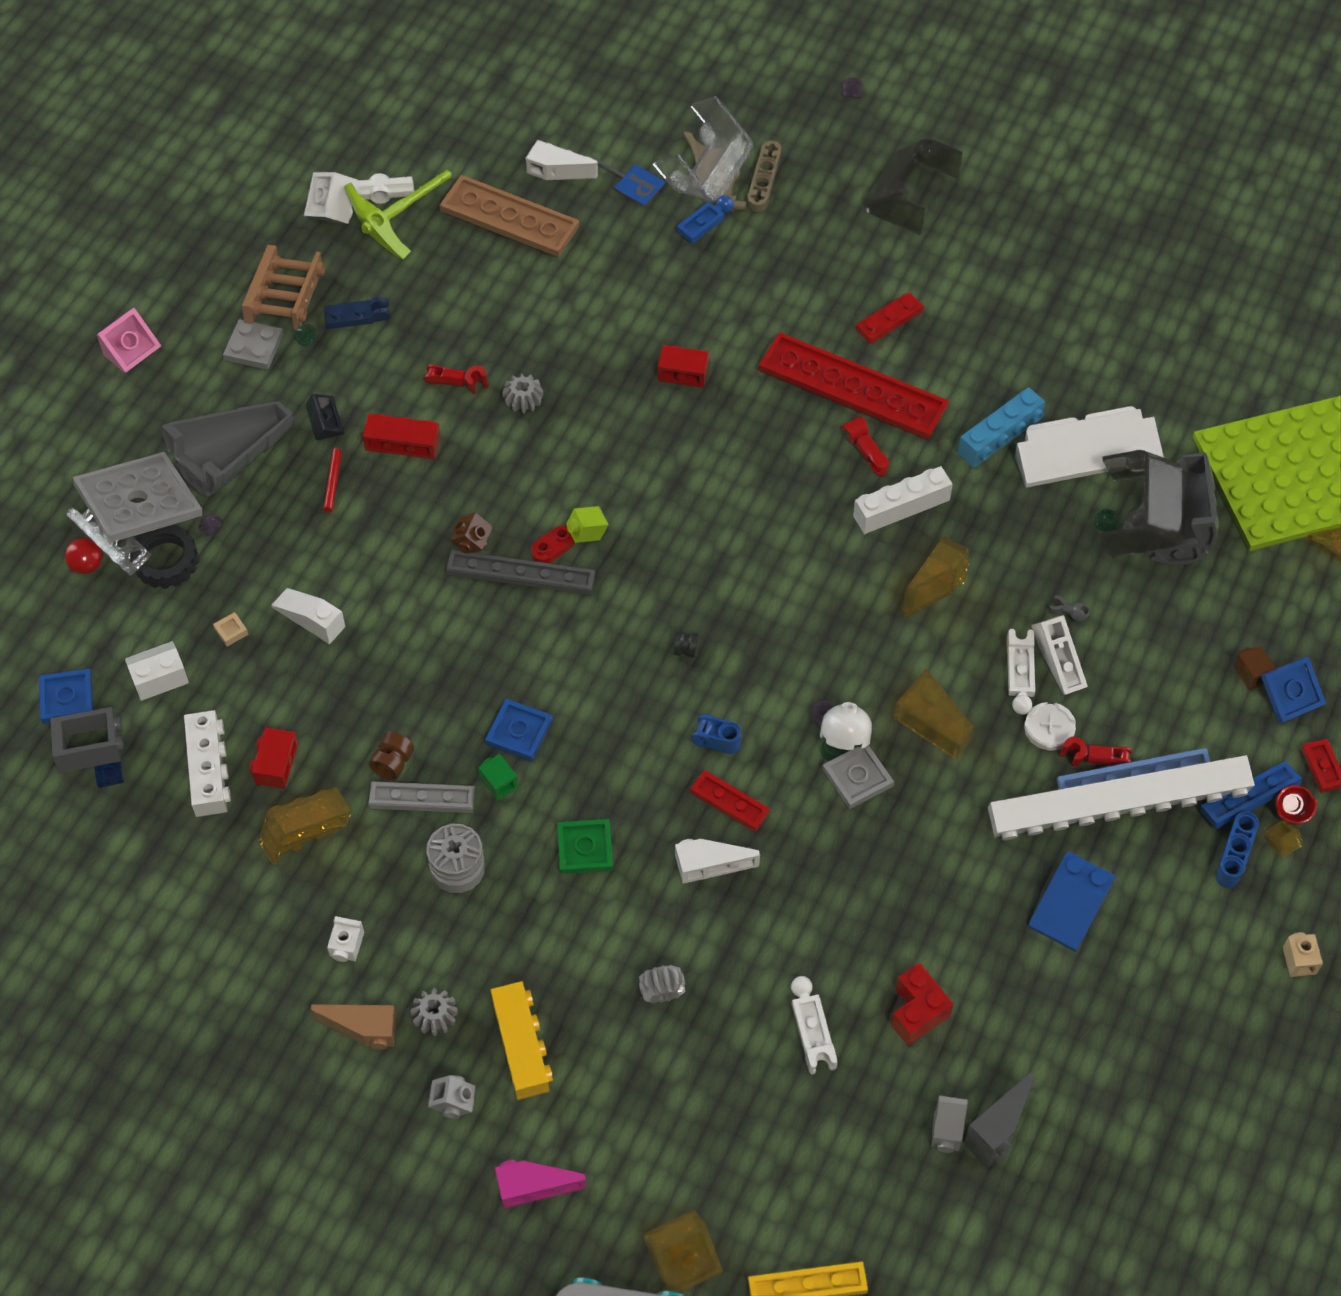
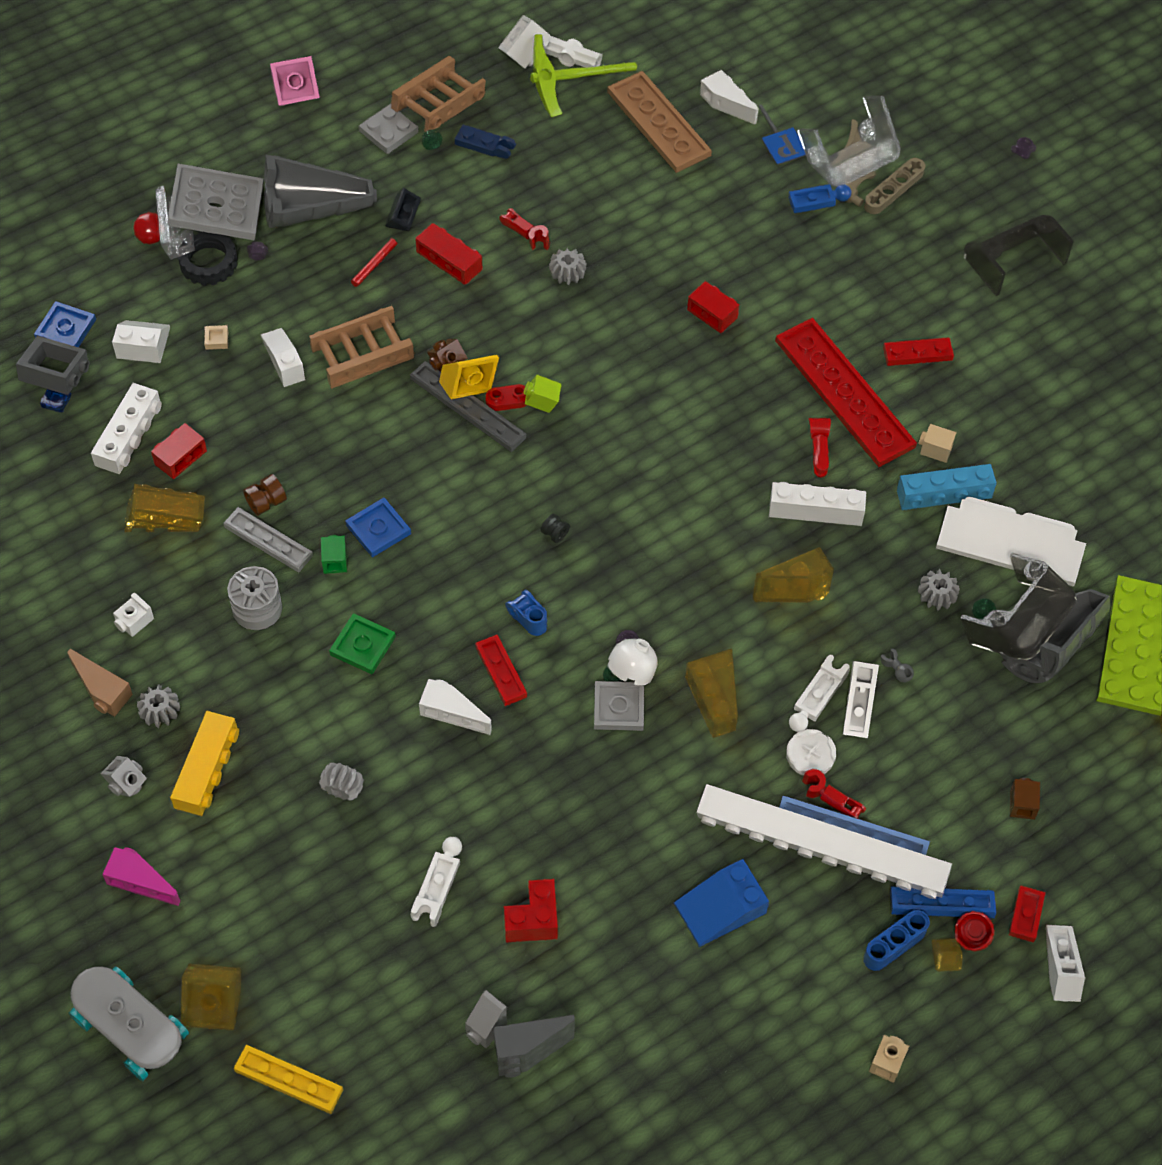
camera: 30 degrees right, 0 degrees up
(392, 585) = (366, 364): none -> medium nougat fence
(508, 542) = (468, 376): none -> yellow slope
(965, 392) = (937, 442): none -> tan brick
(1057, 522) = (938, 589): none -> light grey gear
(1293, 689) = (1045, 835): blue tile -> none

